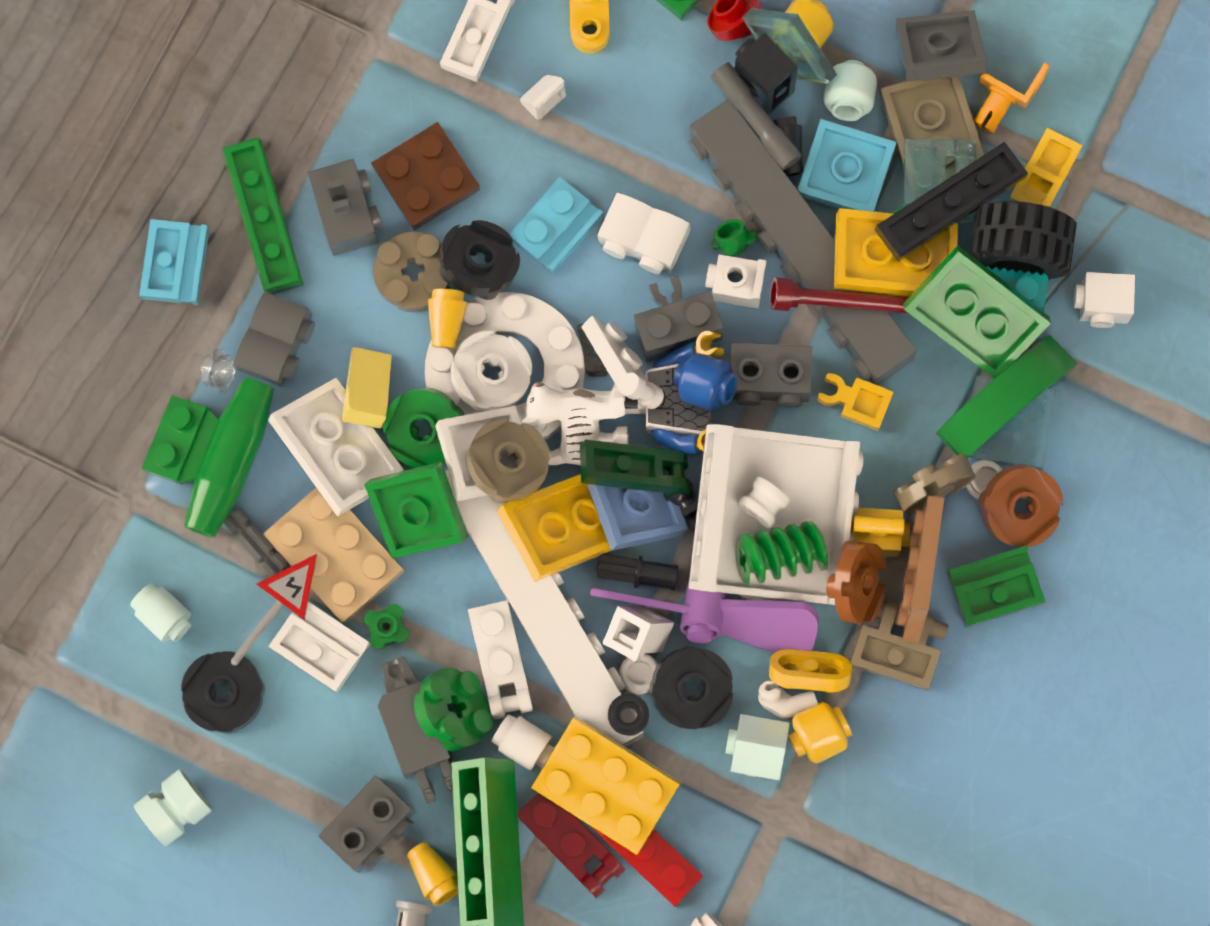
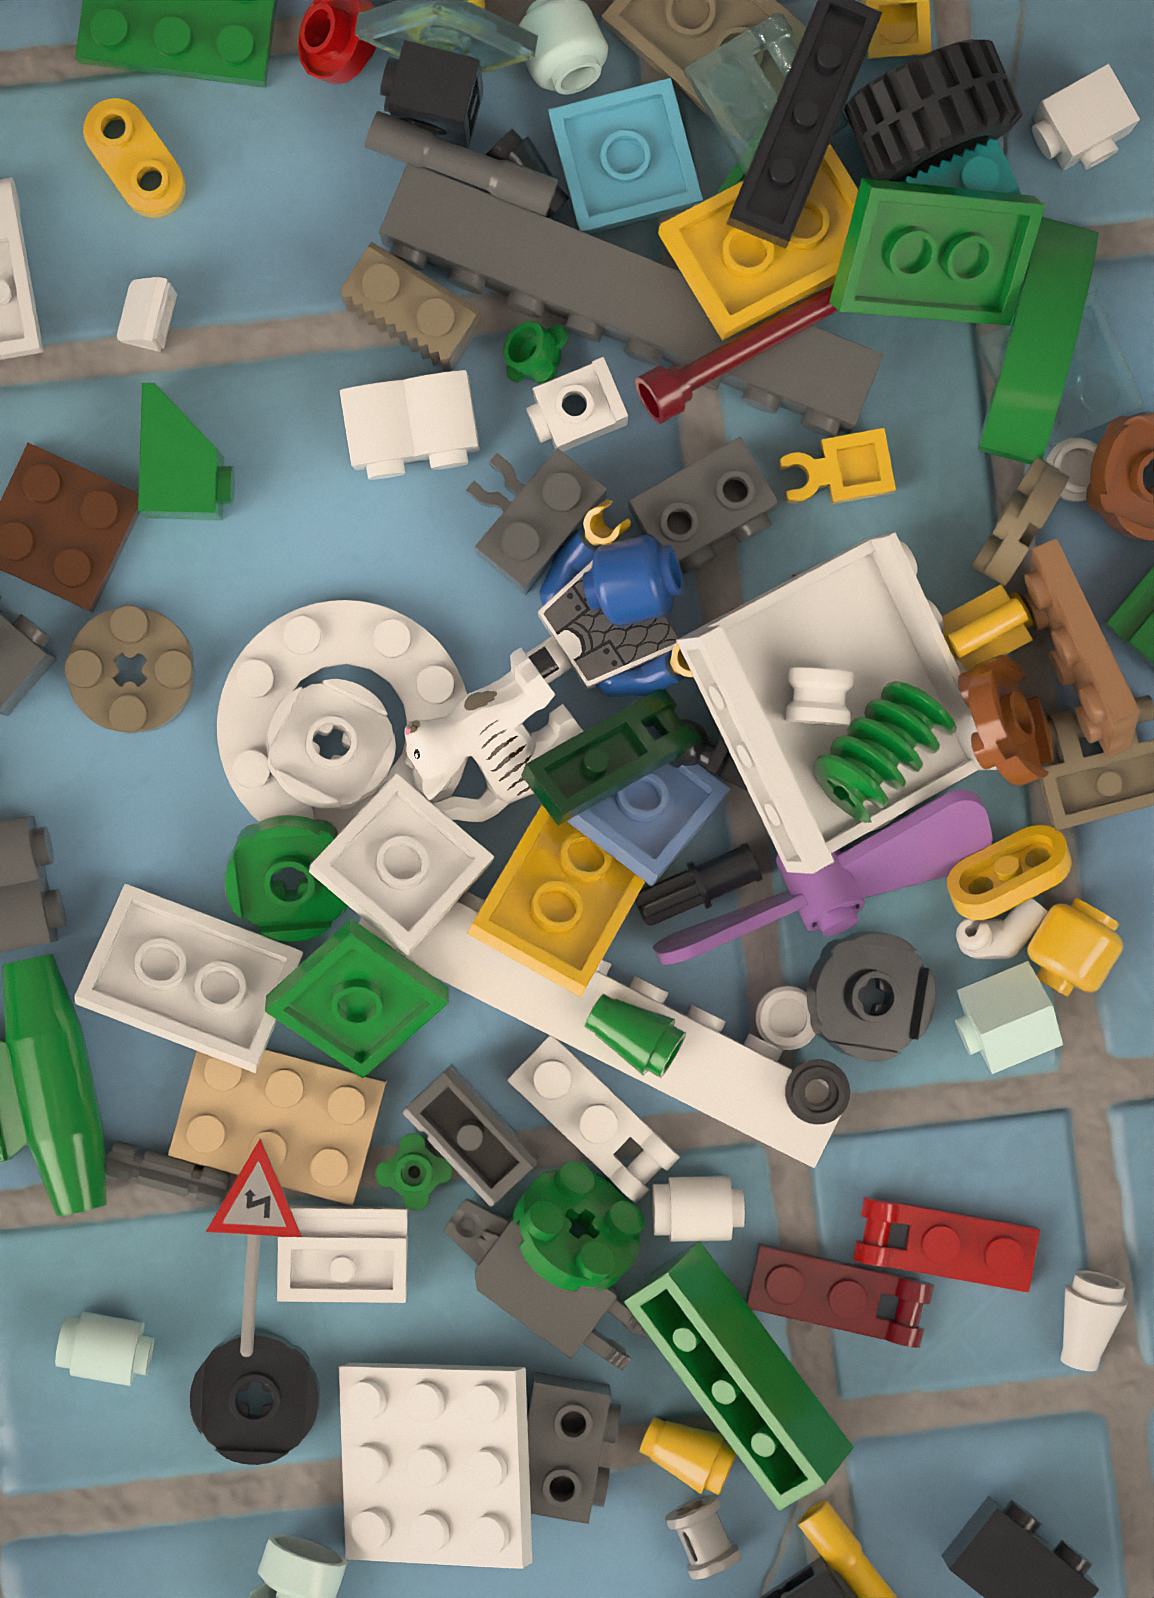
camera: 45 degrees left, 10 degrees up
(294, 787) = (436, 1464): none -> white plate
(367, 388) = (177, 870): light yellow slope -> none
(429, 622) = (471, 1135): none -> dark grey brick
(446, 316) = (221, 709): yellow cone -> none
(476, 278) = (217, 633): black plate -> none
(502, 482) = (424, 825): dark tan plate -> none
(507, 181) = (178, 465): none -> green slope
(551, 621) = (636, 1034): none -> green cone
(556, 225) = (282, 484): medium azure plate -> none
(593, 364) = (459, 641): clear smoke hand -> none
(606, 785) = (846, 1200): yellow plate -> none
(622, 362) = (501, 623): white plate -> none
(637, 631) = (755, 972): white brick -> none
(682, 175) = (410, 307): none -> dark tan brick

